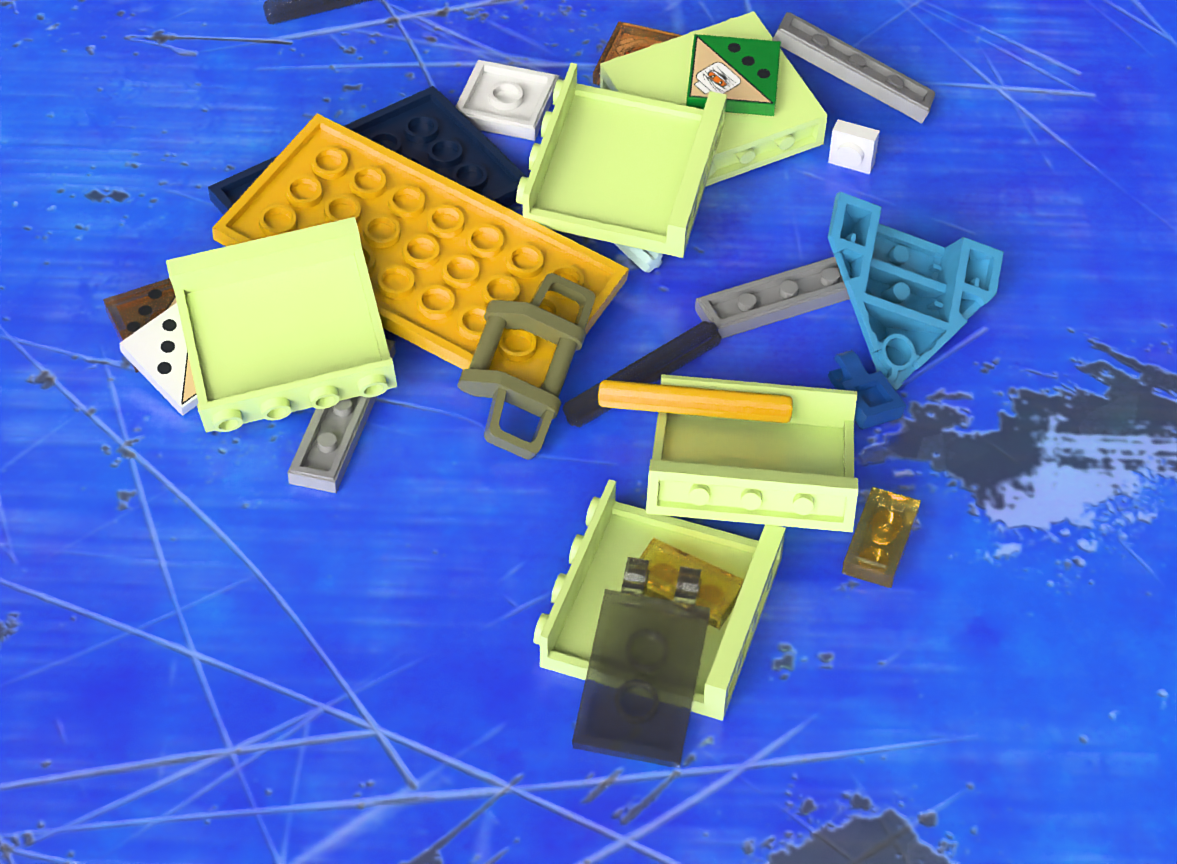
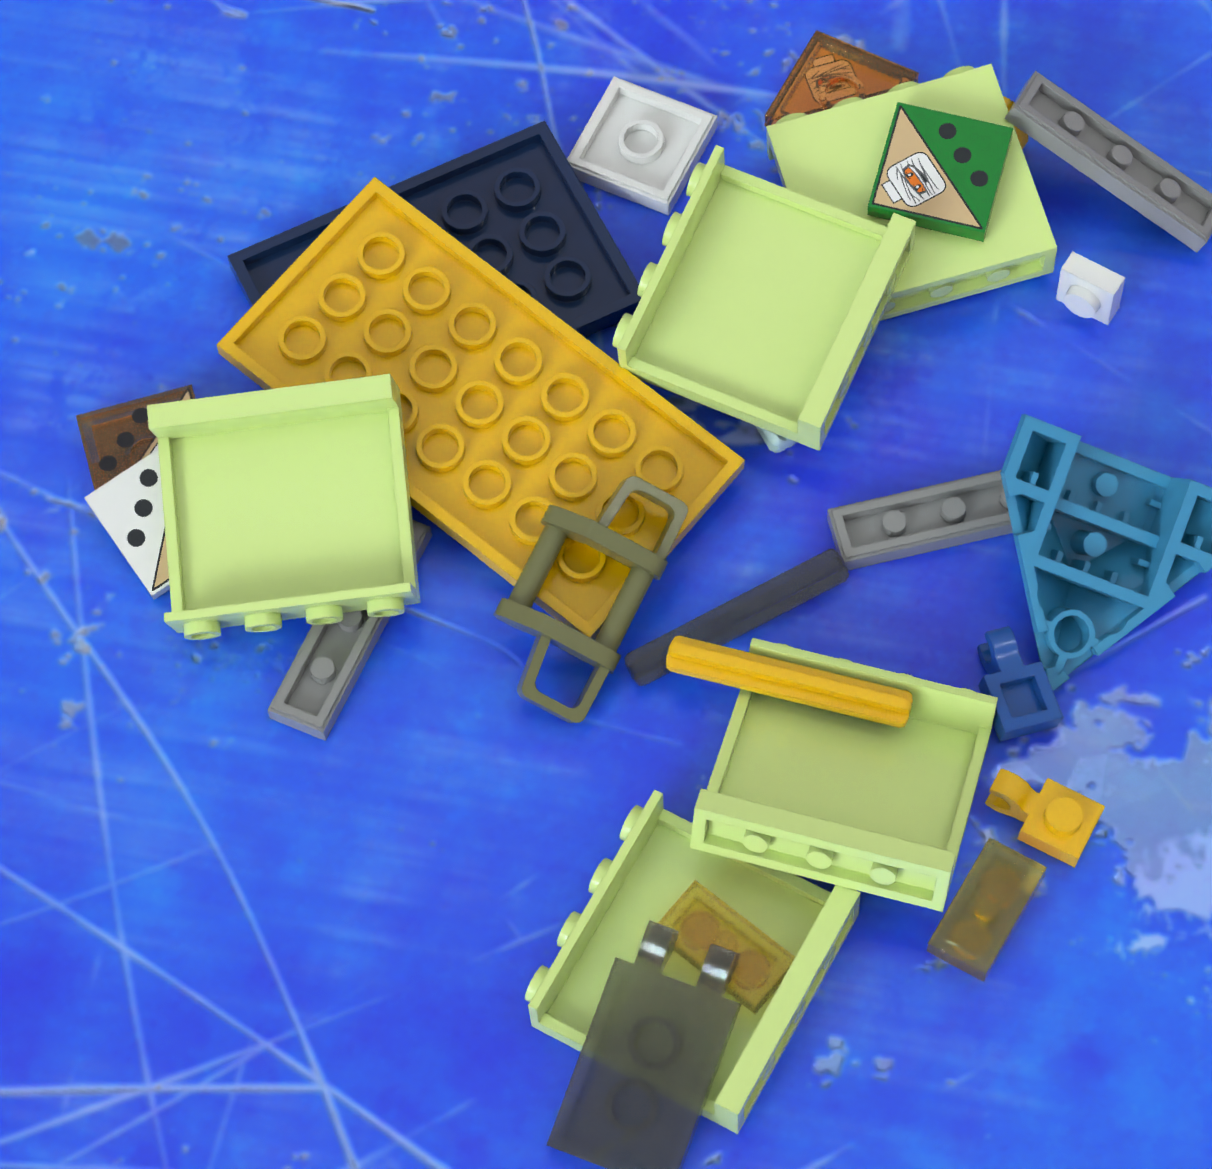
camera: 15 degrees right, 15 degrees up
(912, 474) = (1054, 819): none -> yellow plate

